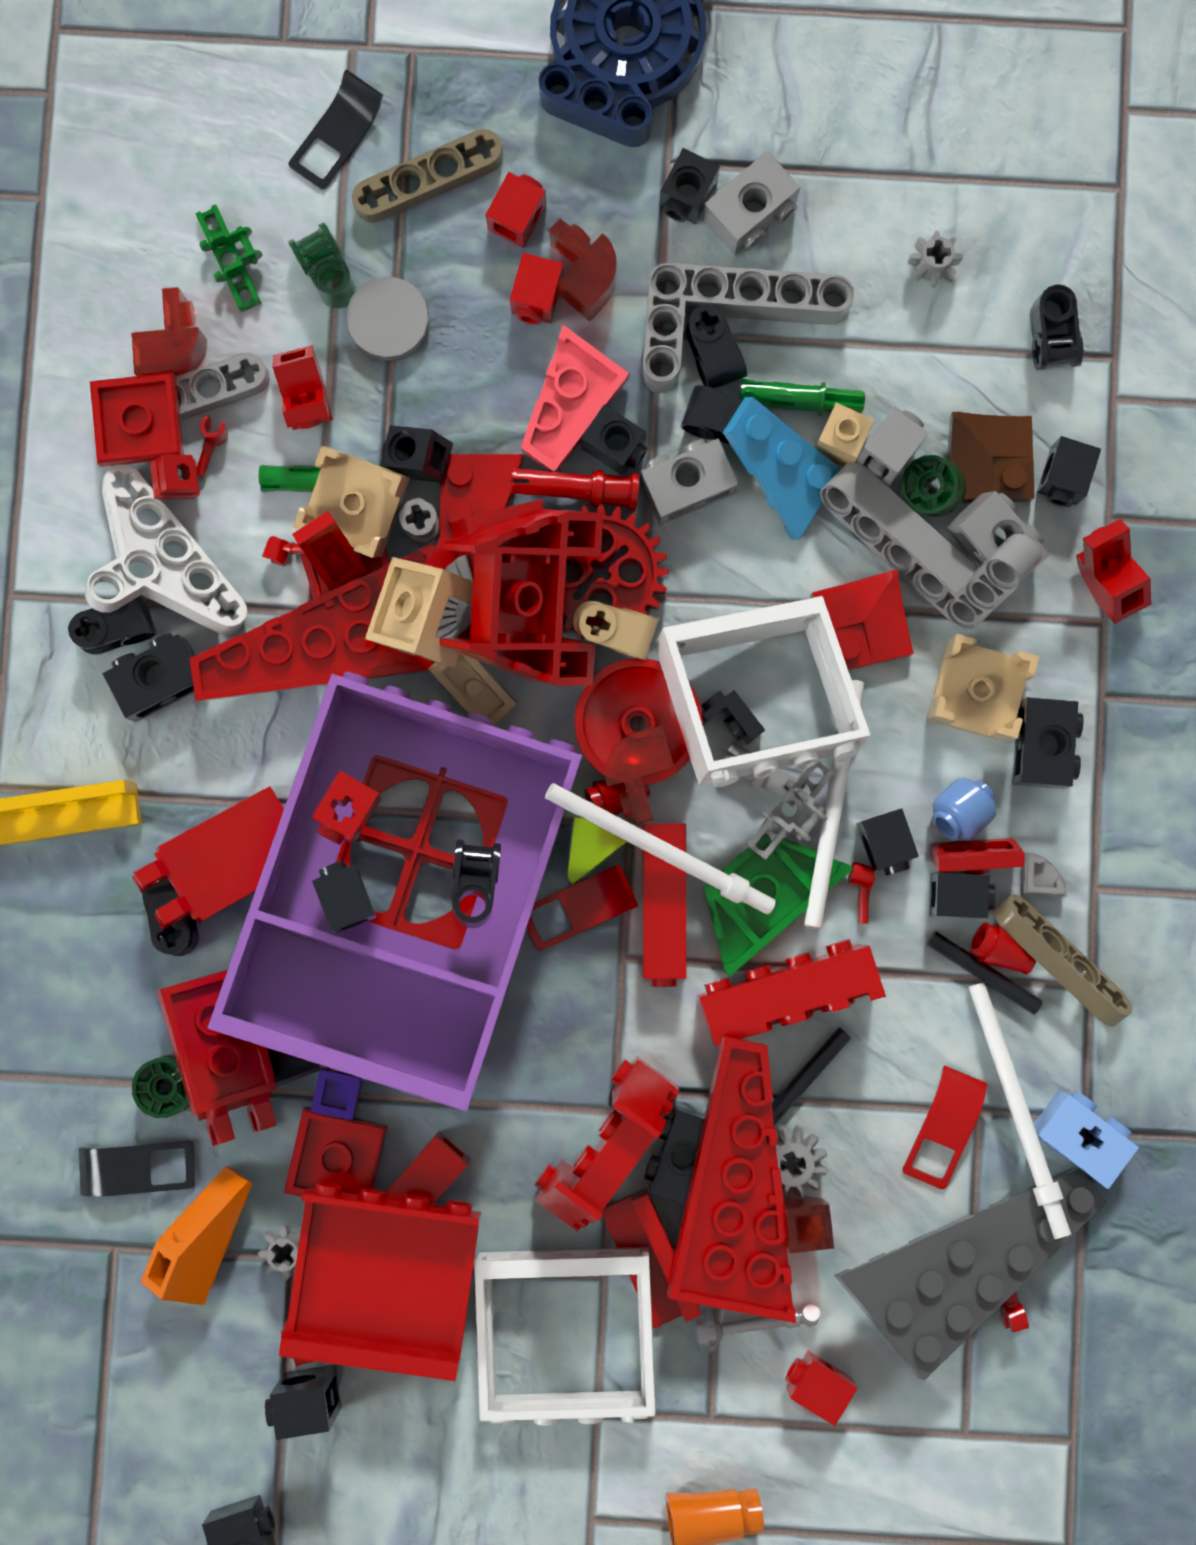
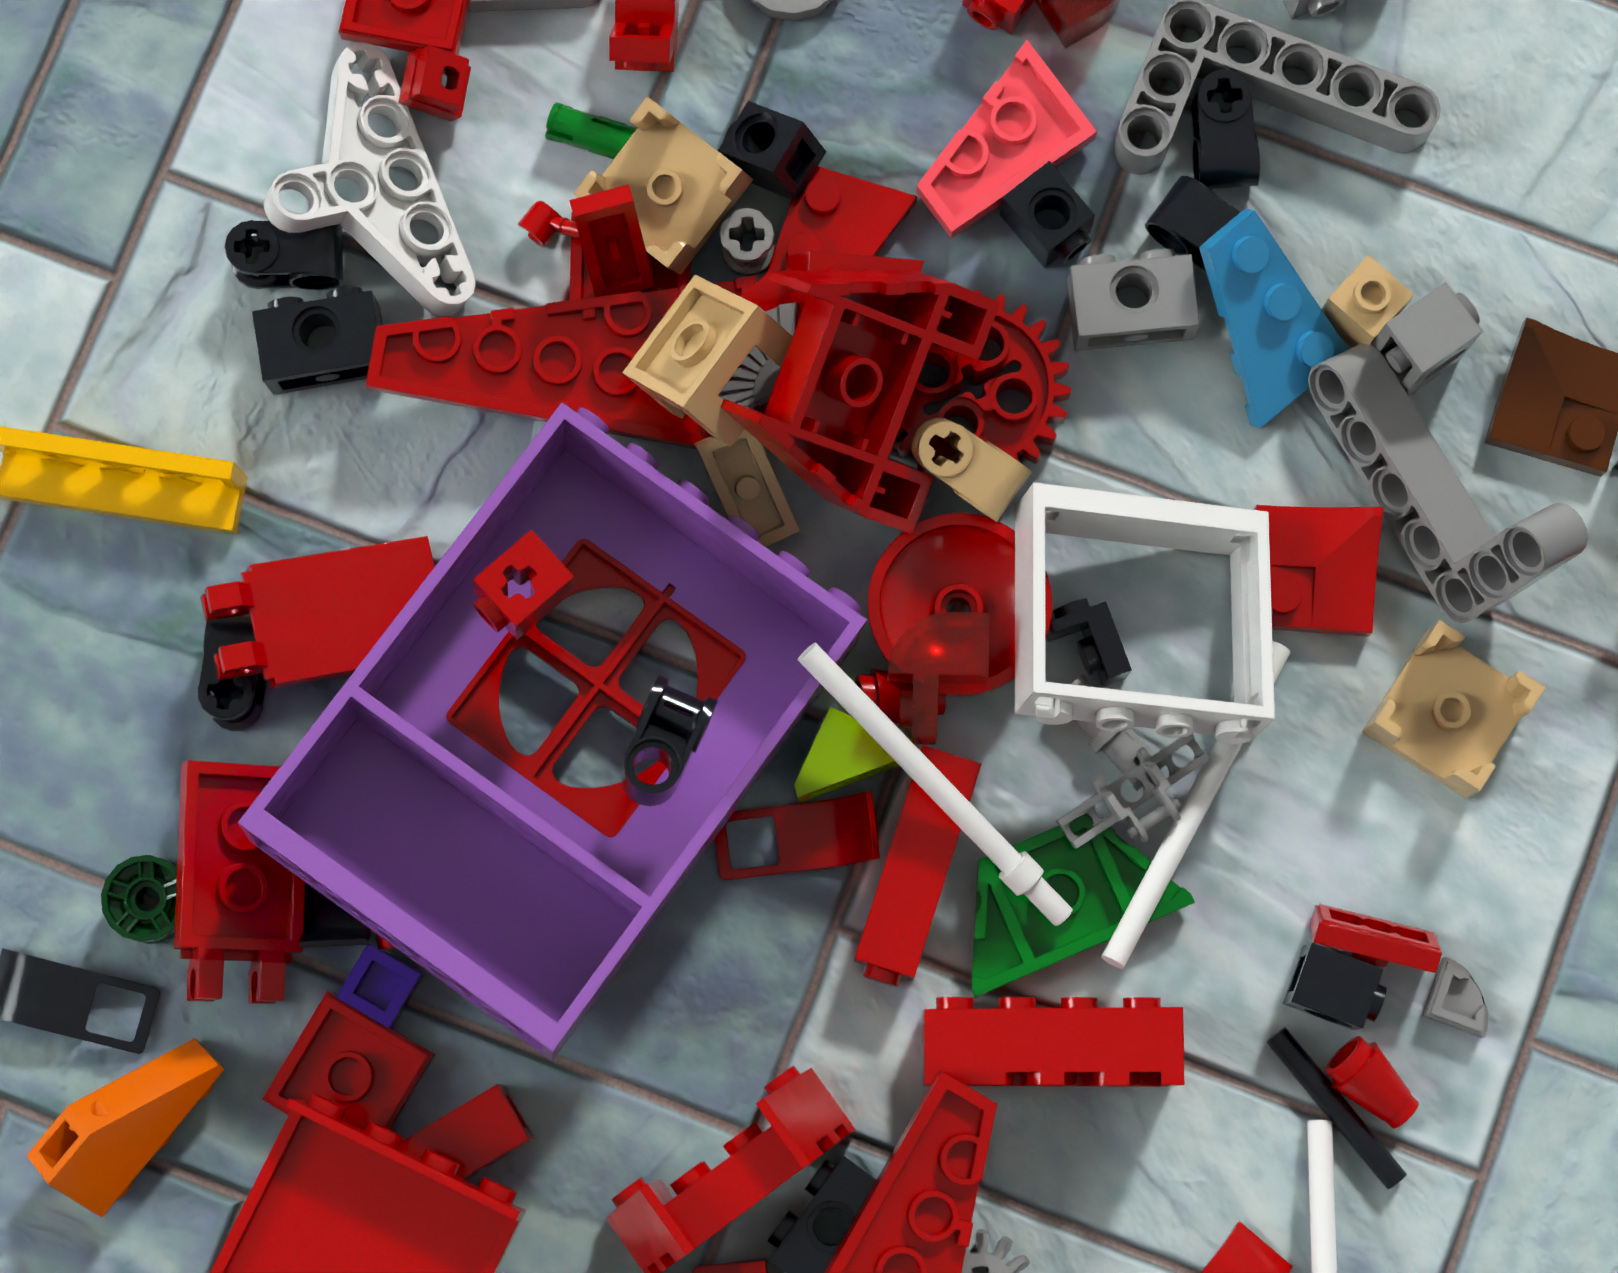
camera: 20 degrees right, 5 degrees down
(210, 442) = (500, 51): red hand -> none
(272, 1252) = (223, 1174): light grey gear -> none
(343, 897) = (480, 703): black brick -> none
(596, 488) = (1002, 271): red pin -> none
(802, 397) = (1324, 235): green axle -> none
(809, 1073) = (1044, 1171): black bar -> none
(862, 877) = (1206, 920): red hand -> none
(888, 842) = (1255, 880): black brick -> none
(926, 470) = (1467, 387): dark green wheel -> none
(944, 254) = (1582, 106): light grey gear -> none
(964, 809) = (1376, 869): medium blue head -> none
(981, 518) = (1515, 480): light grey brick -> none
(1031, 763) = (1493, 838): black brick -> none
(1063, 960) = (1452, 1125): dark tan beam -> none

